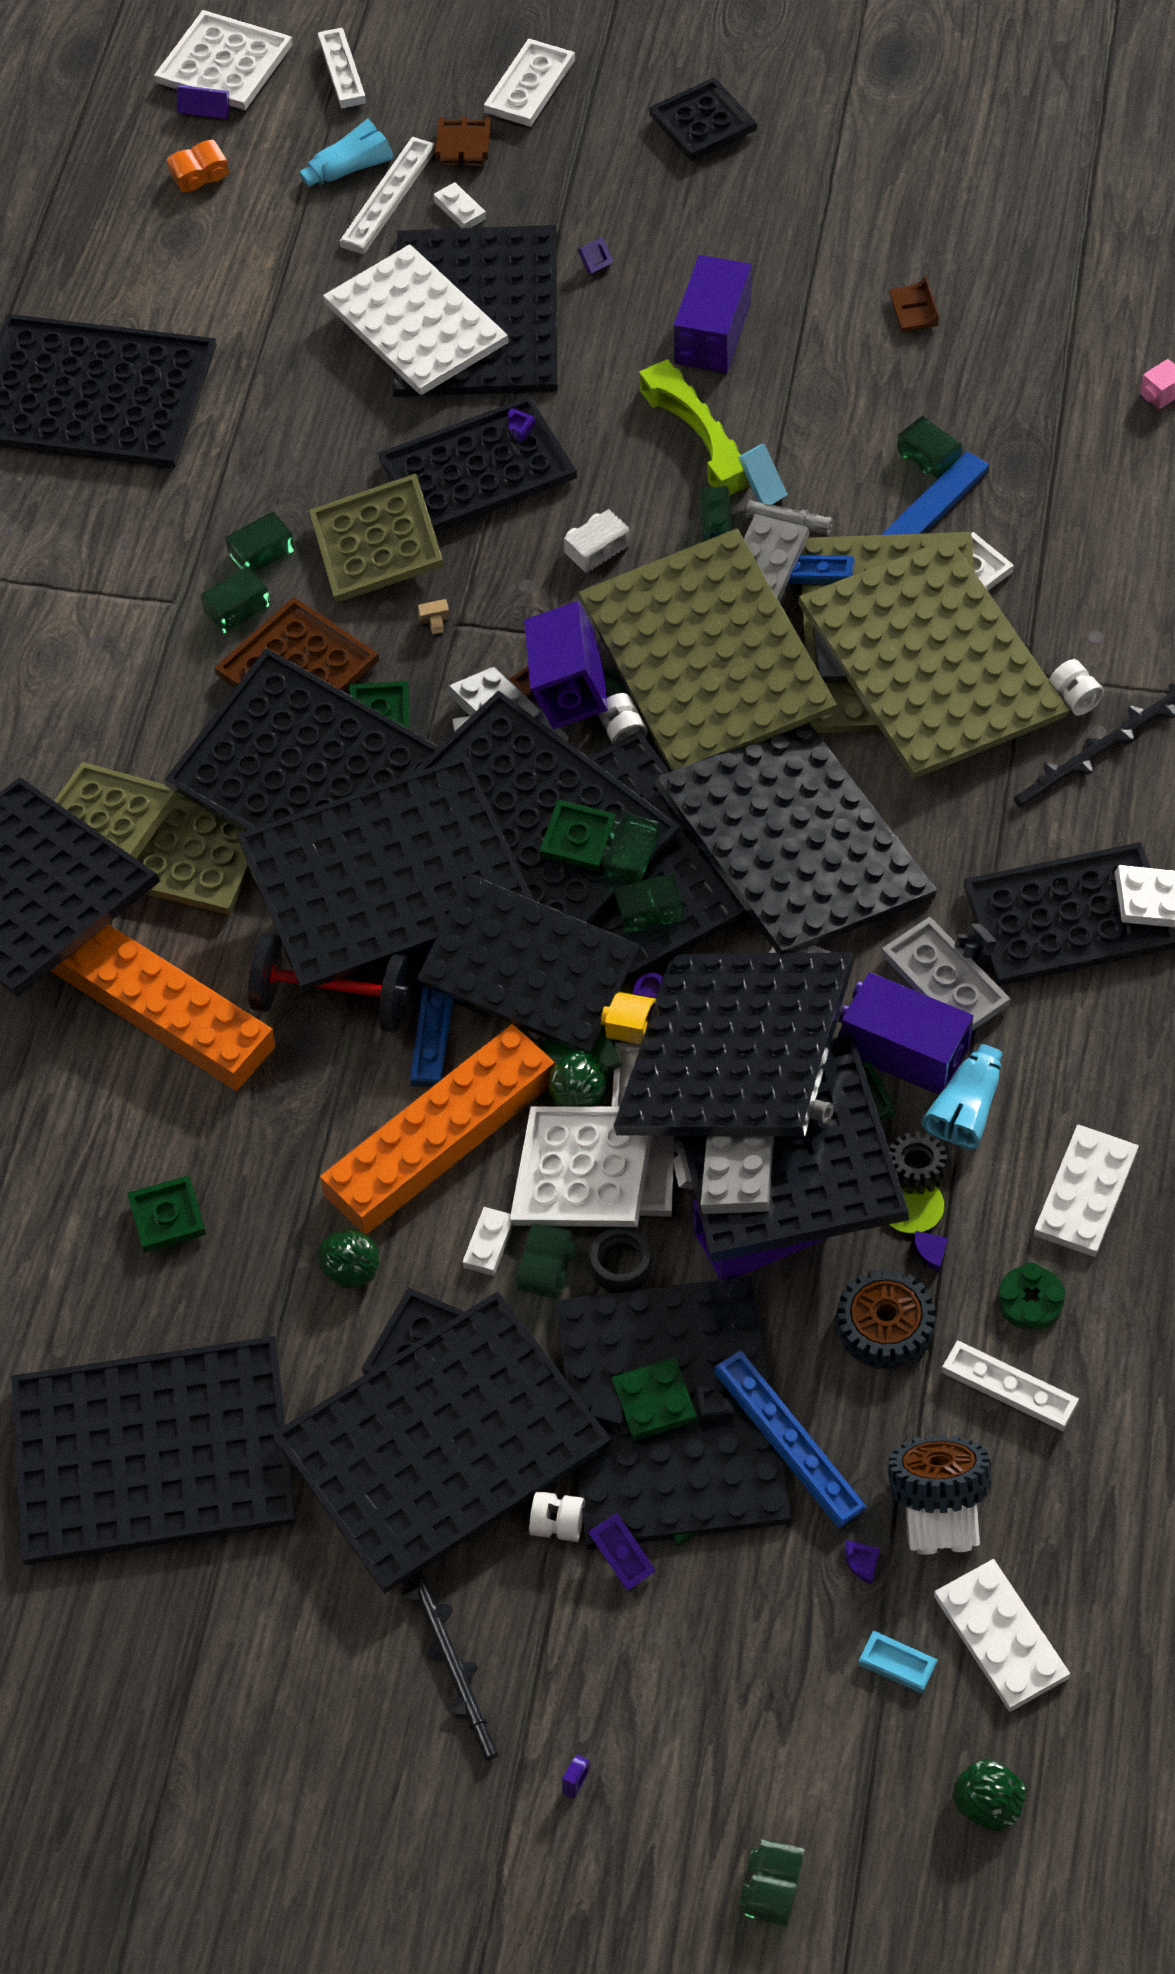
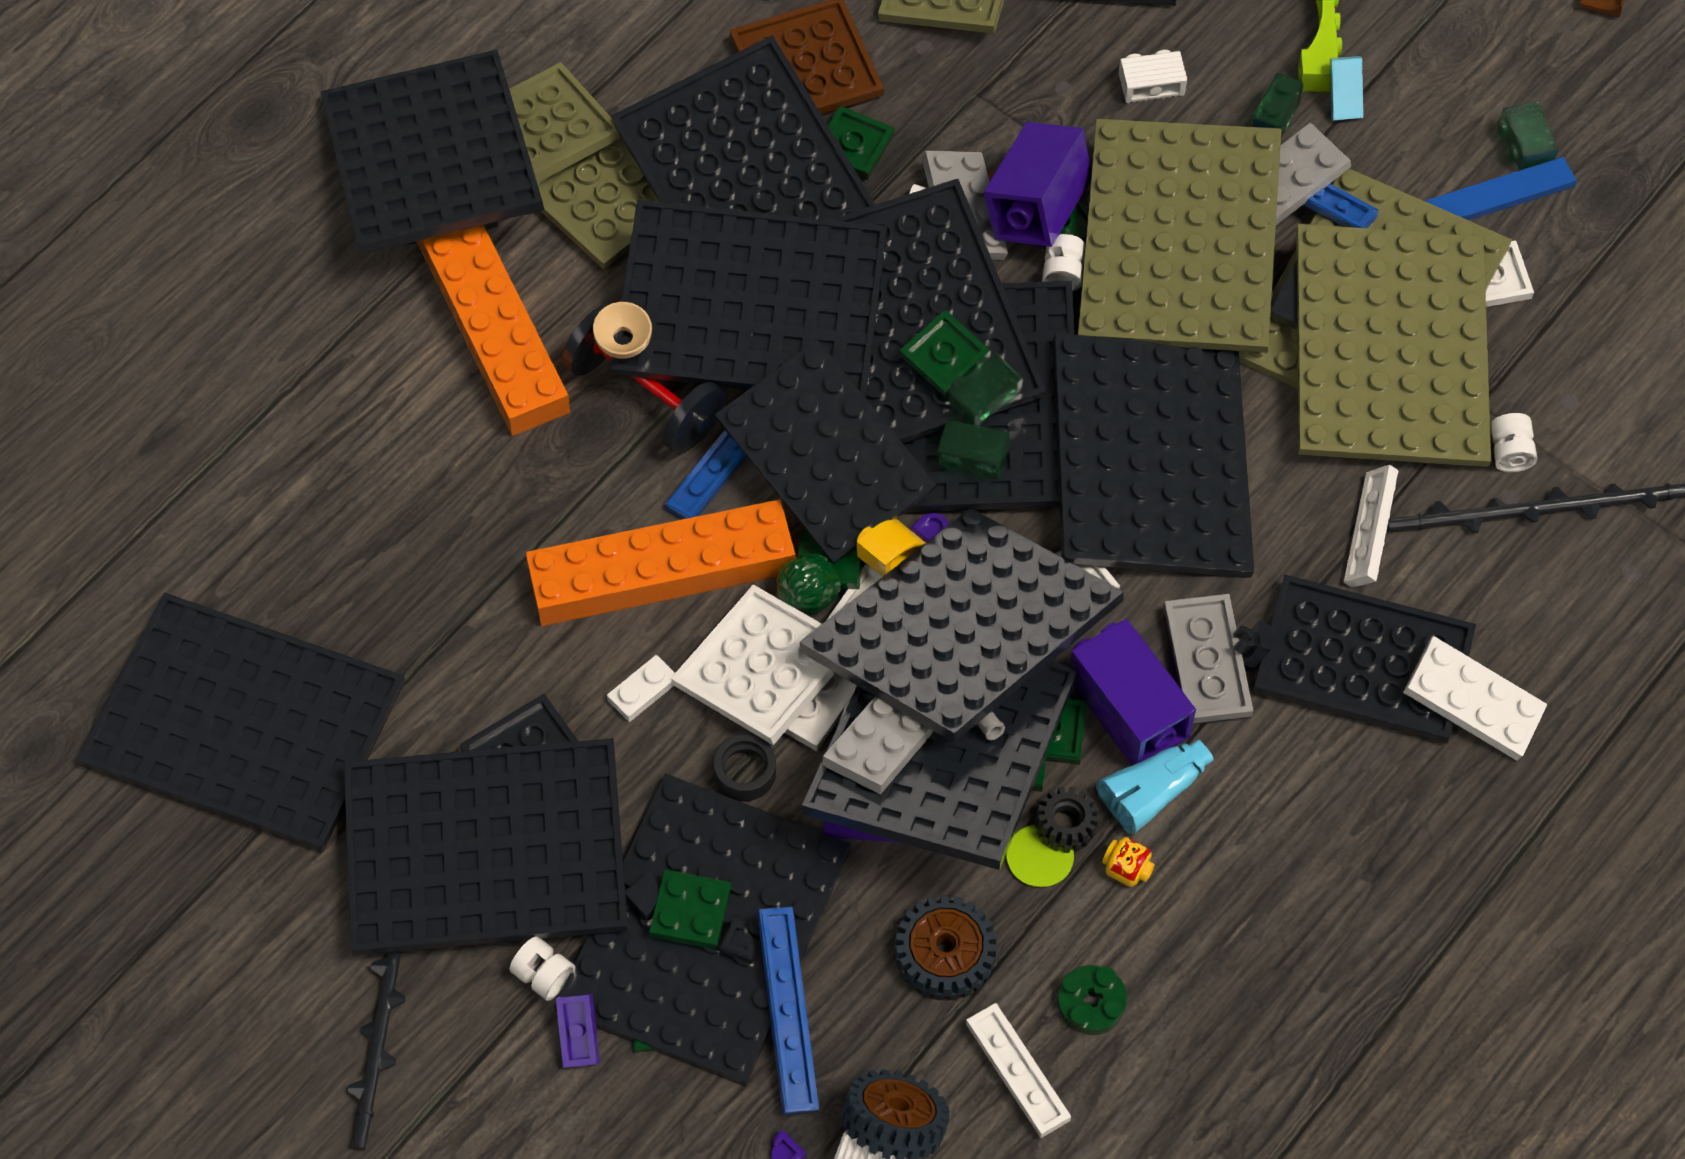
camera: 25 degrees right, 5 degrees up
(166, 1214) = (381, 516): dark green plate -> none
(295, 934) = (622, 317): none -> tan piece
(349, 1258) = (510, 639): dark green hair -> none
(434, 613) = (957, 74): tan tile -> none
(544, 1261) = (678, 732): clear green brick -> none
(814, 522) = (1354, 145): light grey pin -> none
(930, 1249) = (1030, 906): dark purple tile -> none
(988, 1170) = (1128, 861): none -> yellow head
(1007, 808) = (1371, 526): none -> white plate
(1086, 1190) = (1208, 927): white plate -> none

